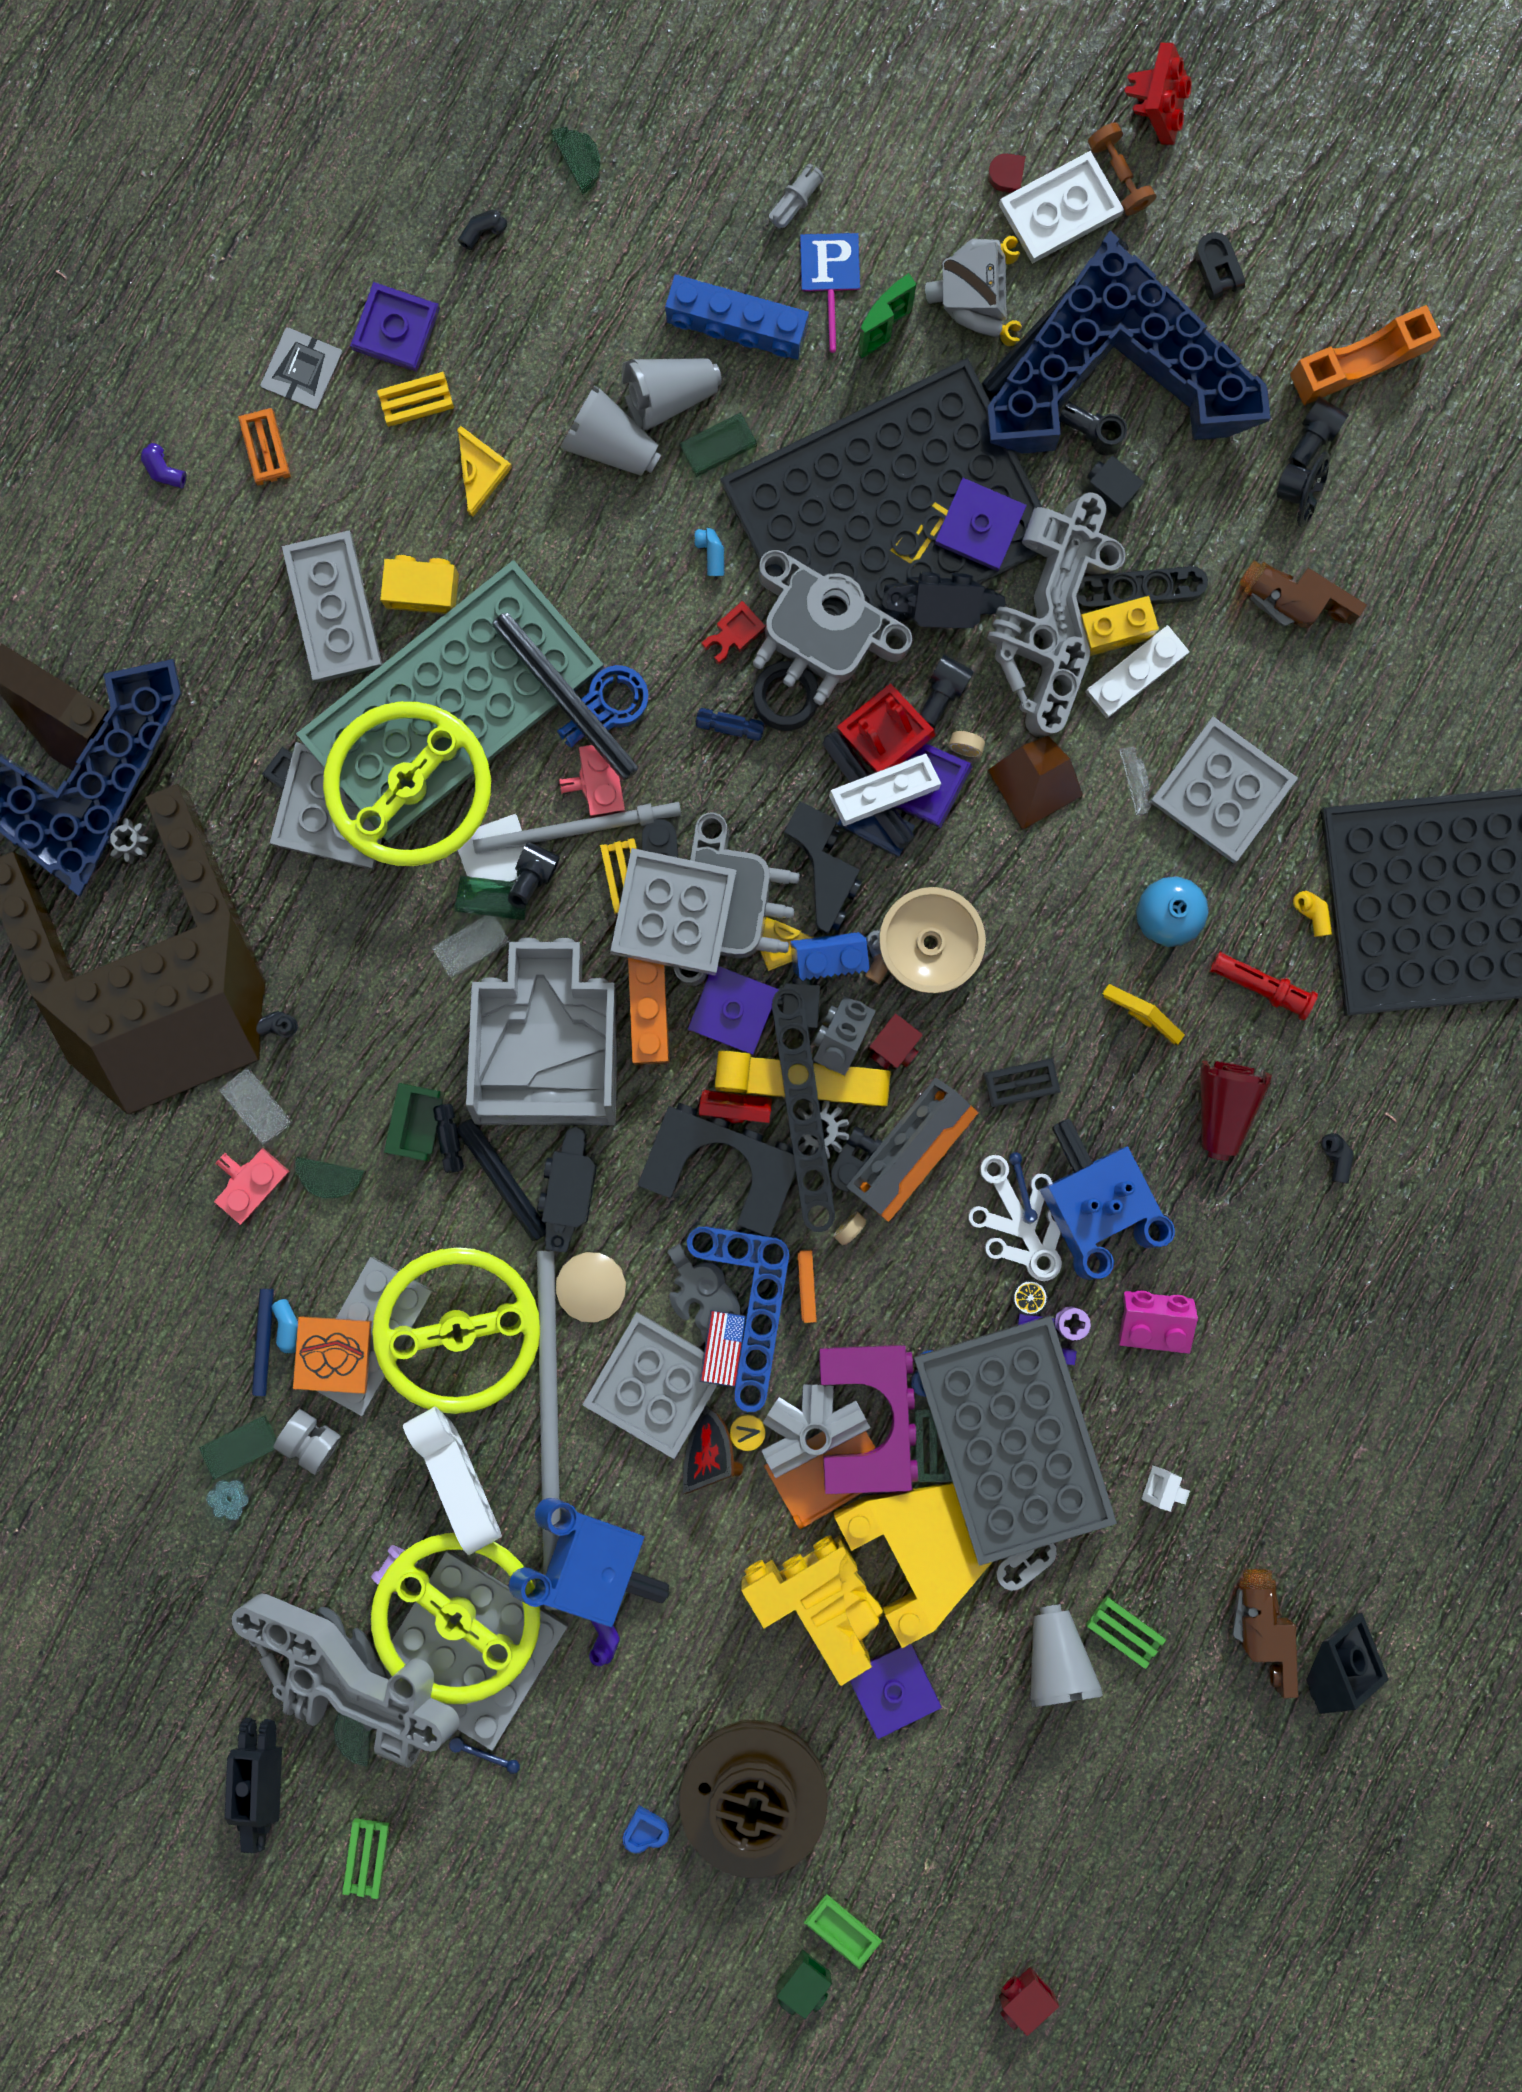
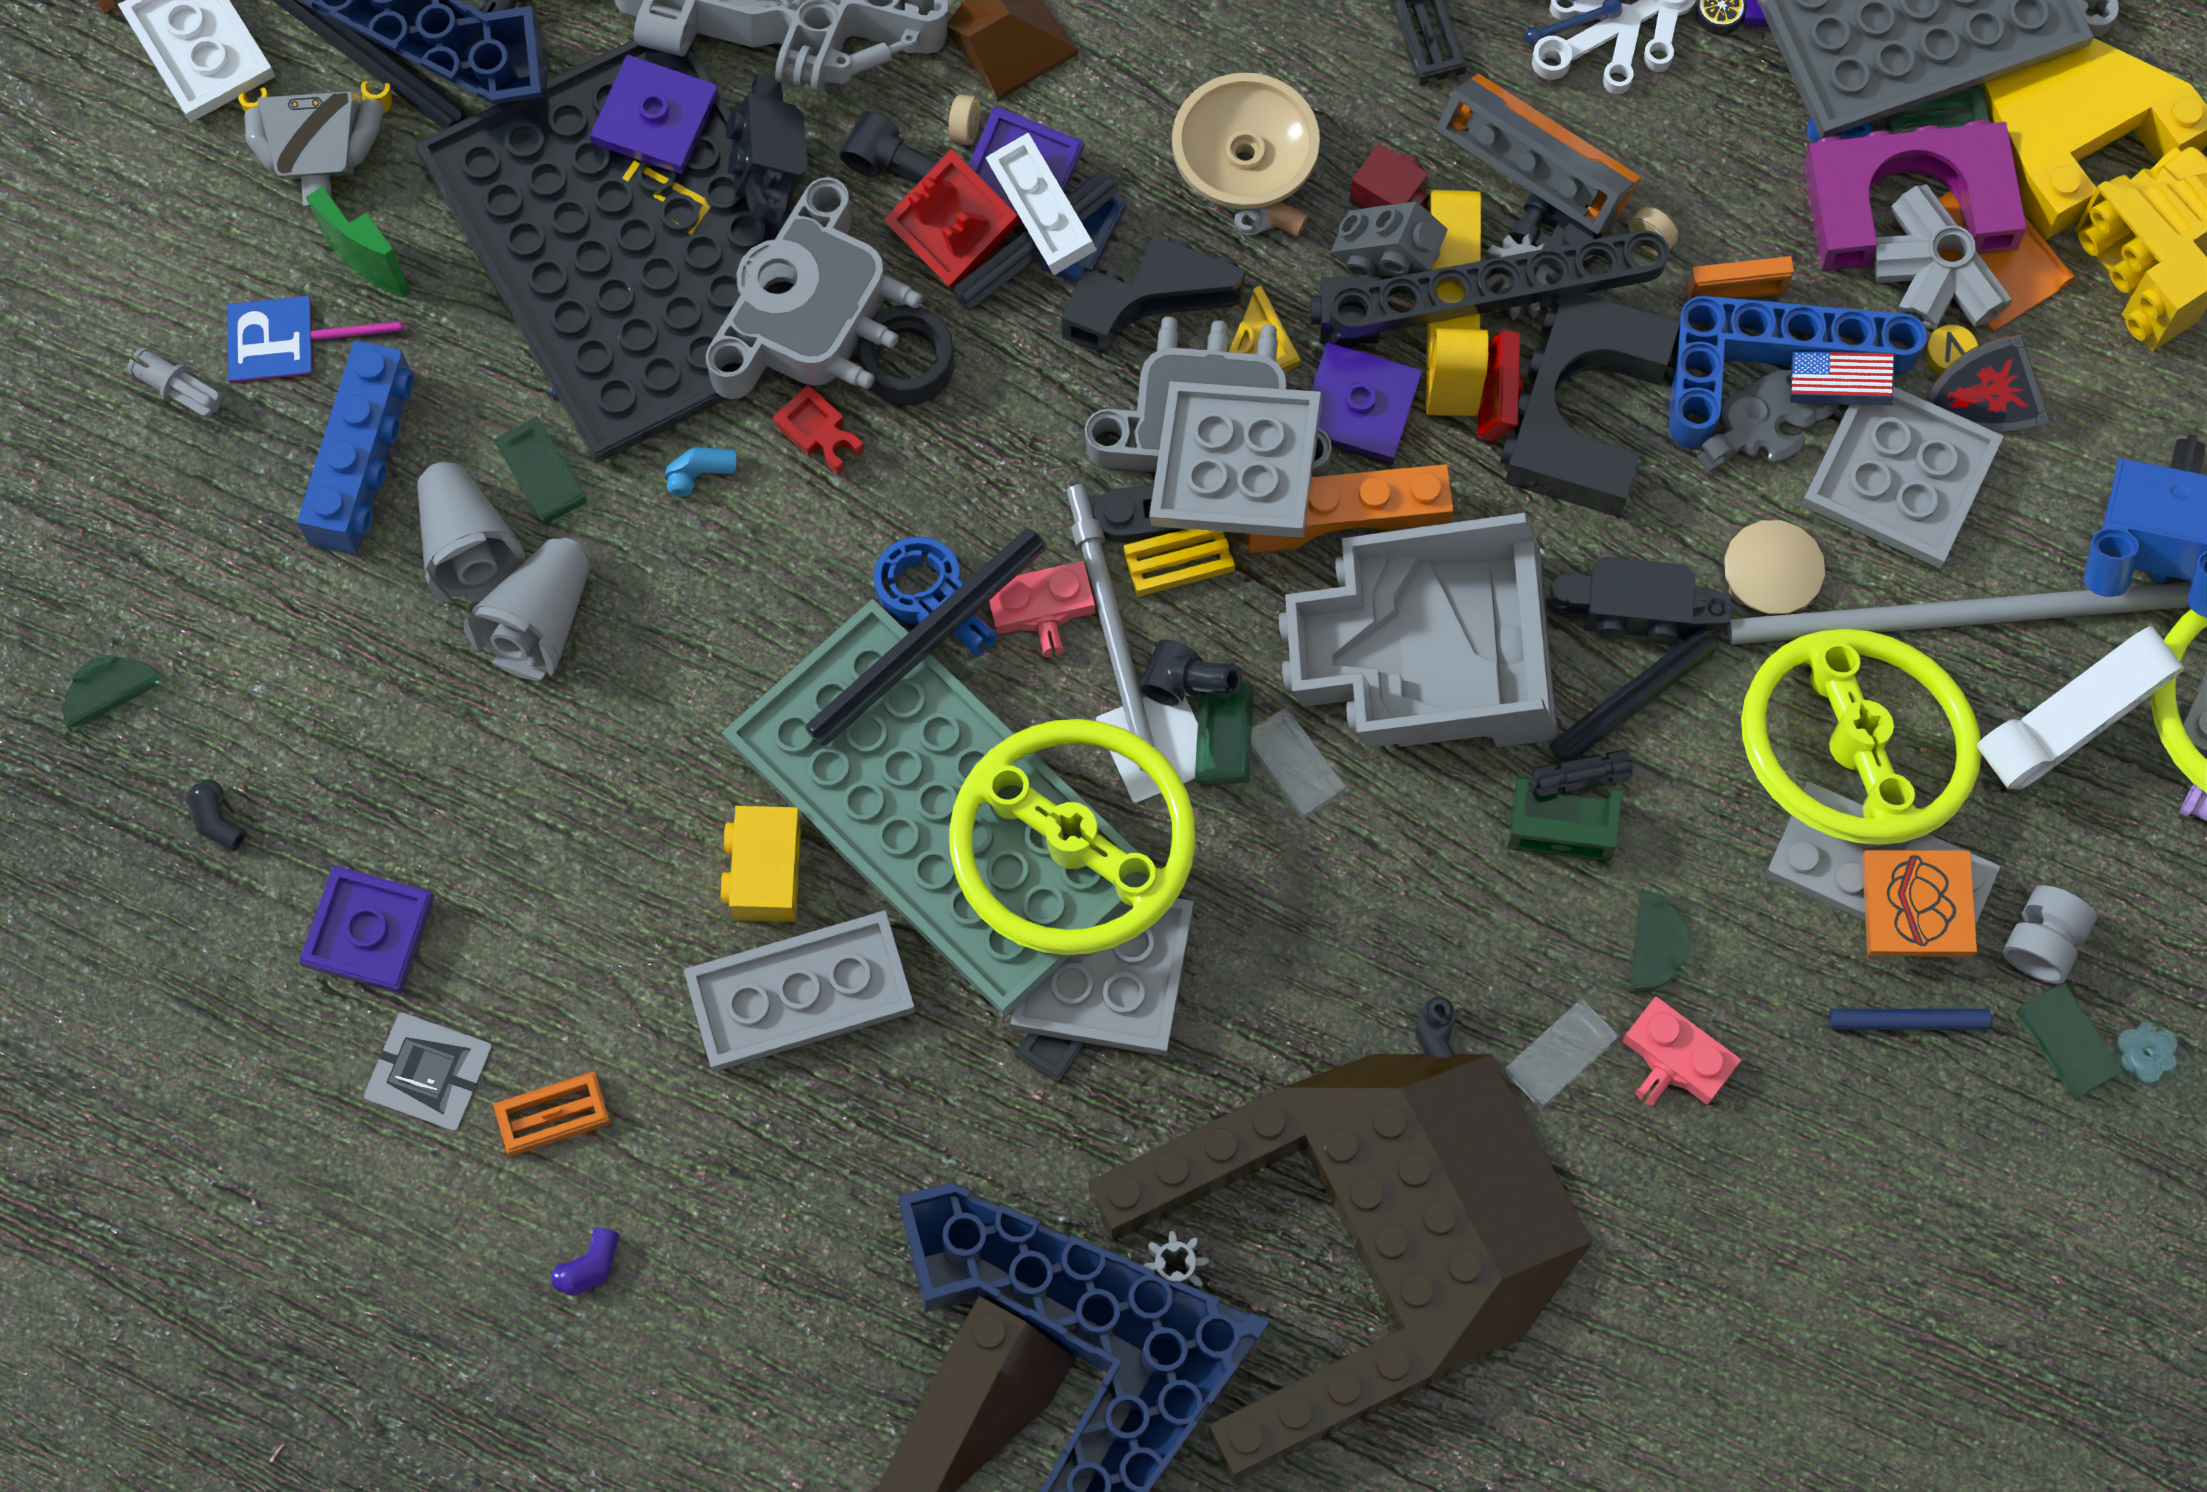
camera: 90 degrees left, 15 degrees down
(287, 1326) = (1885, 977): dark azure arm -> none
(414, 386) = (463, 856): yellow tile -> none
(481, 470) = (582, 796): yellow tile -> none
(729, 724) = (950, 430): dark blue axle -> none
(829, 955) = (1277, 270): blue brick -> none
(1006, 172) = (144, 114): dark red tile -> none

